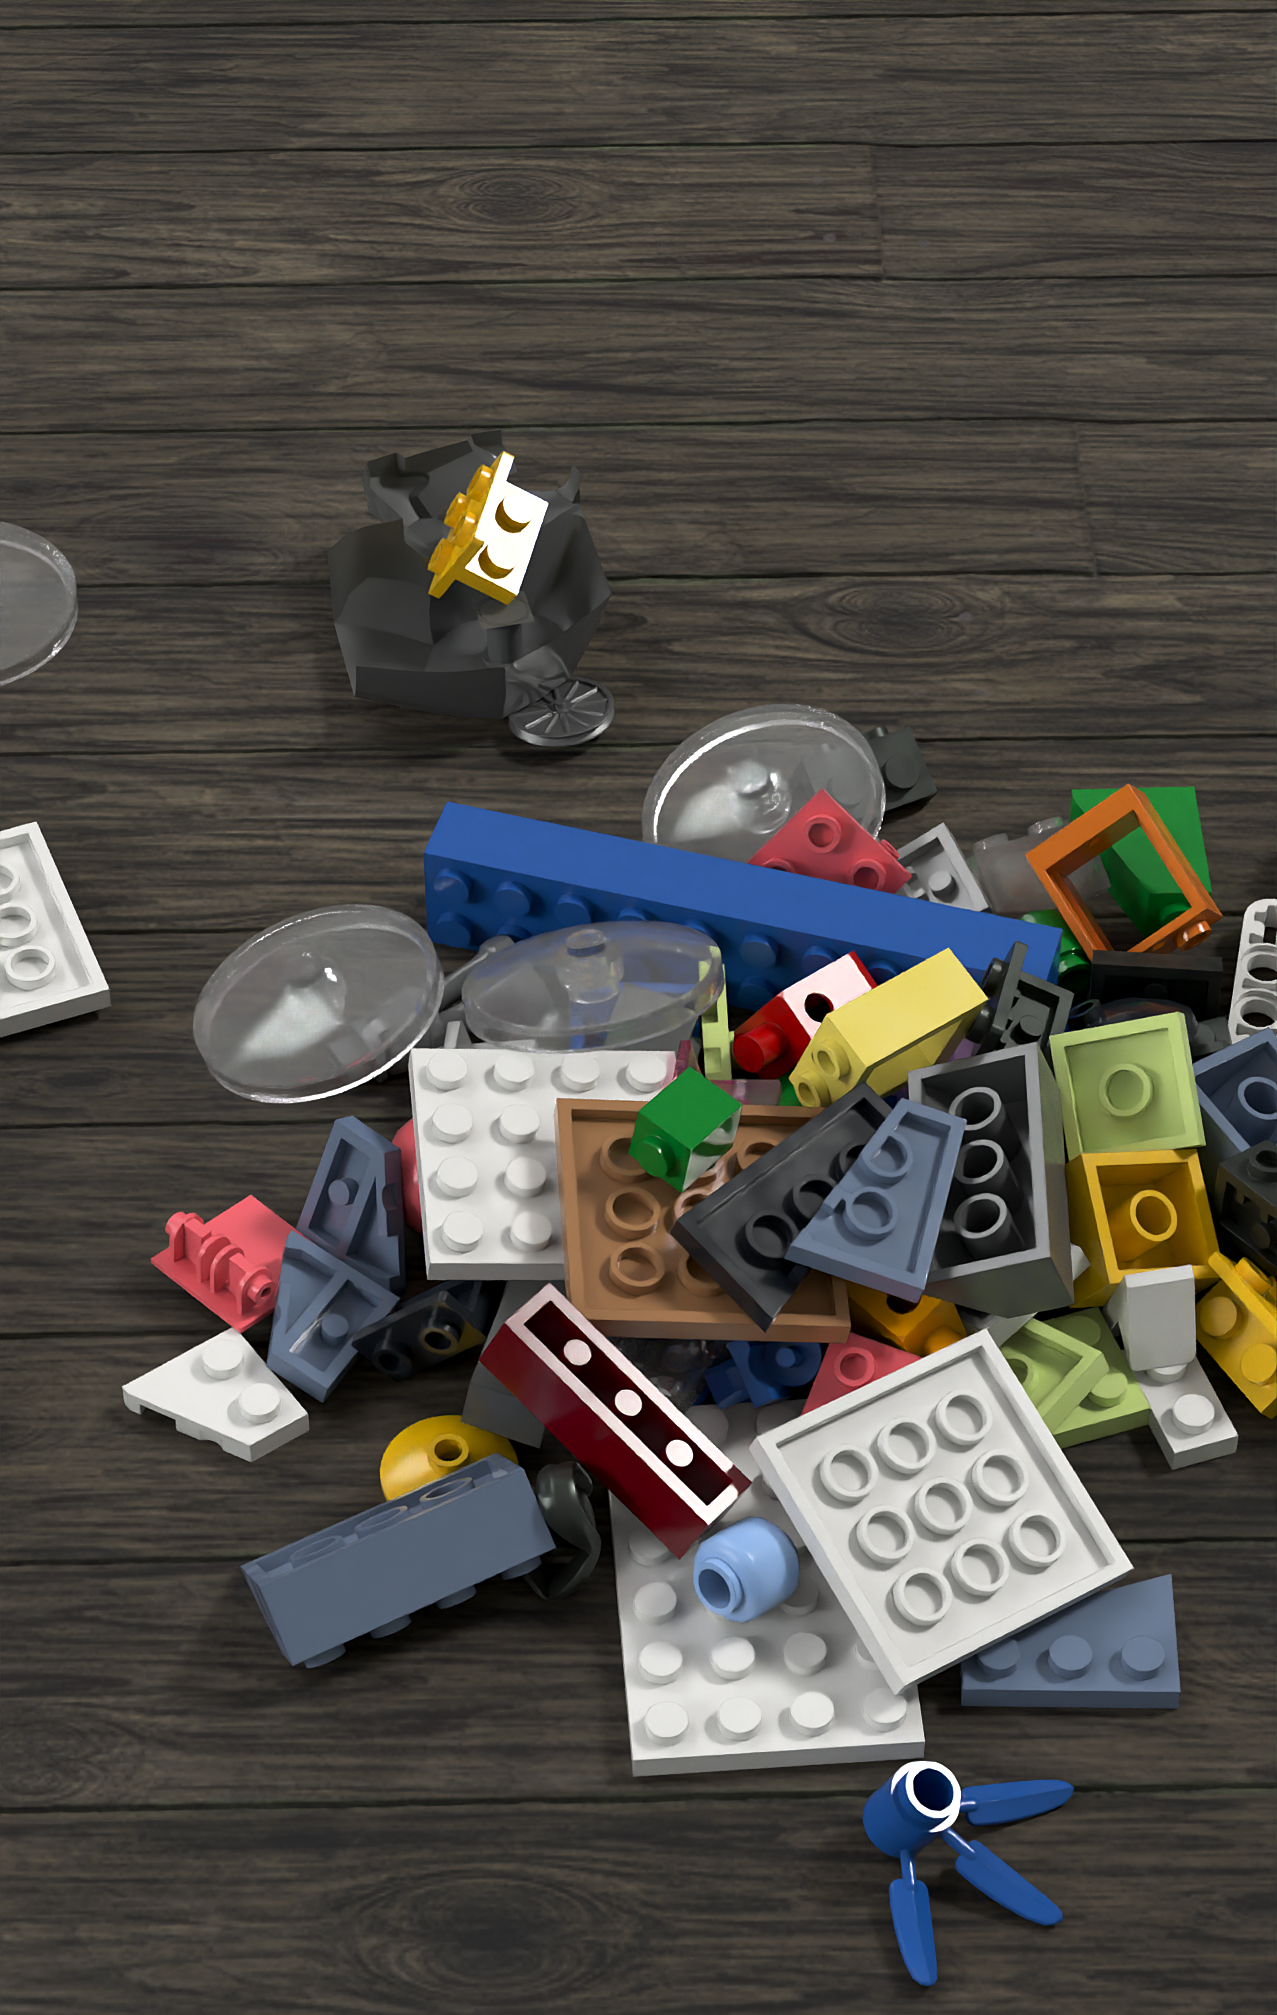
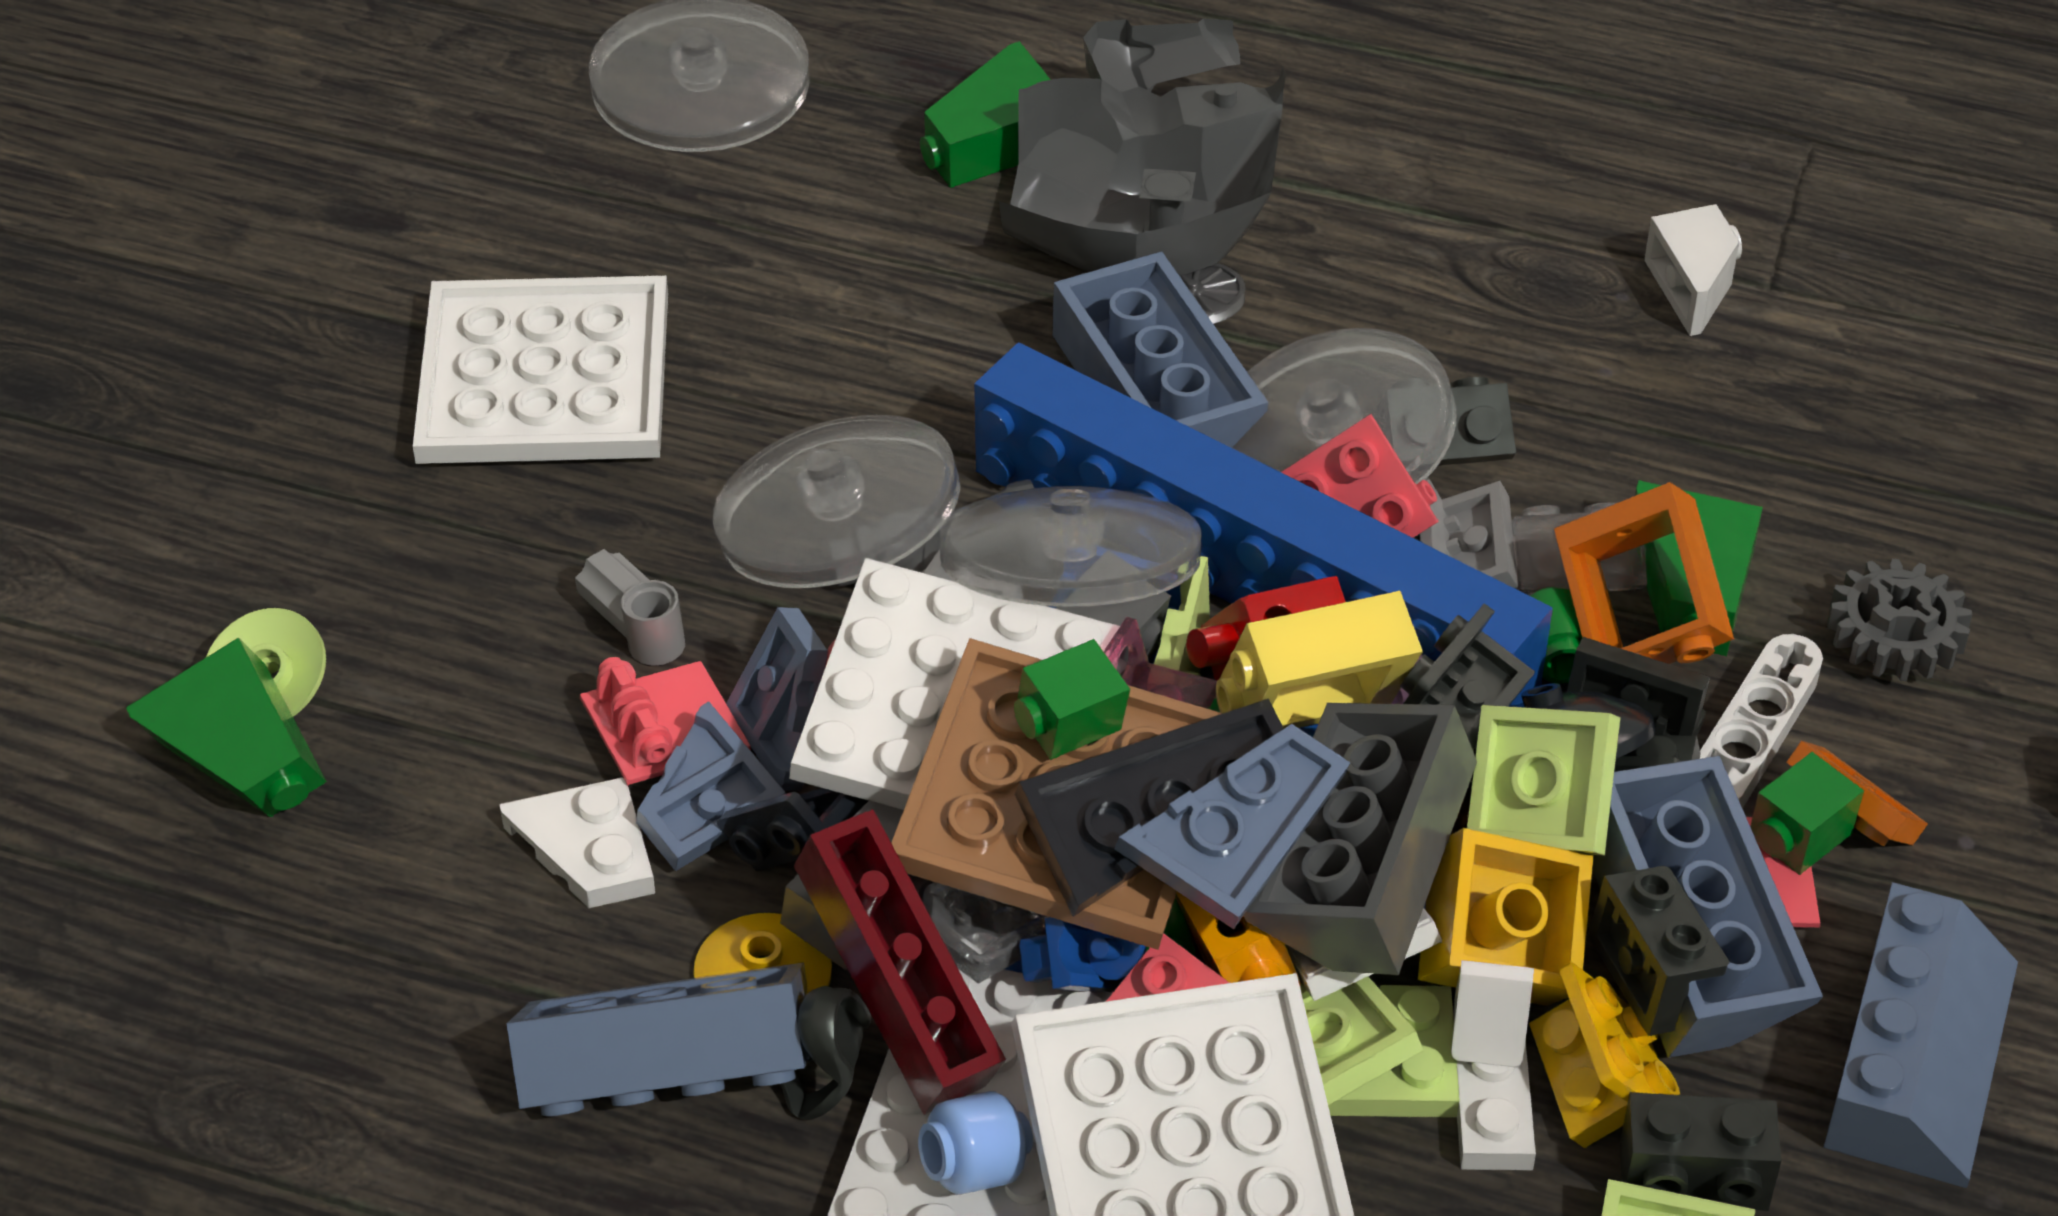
camera: 20 degrees right, 0 degrees up
(176, 1160) = (637, 607): none -> light grey piece
(282, 584) = (977, 122): none -> green slope
(488, 535) = (1176, 111): yellow bracket -> none
(557, 766) = (1154, 343): none -> sand blue slope
(1021, 566) = (1693, 261): none -> white slope

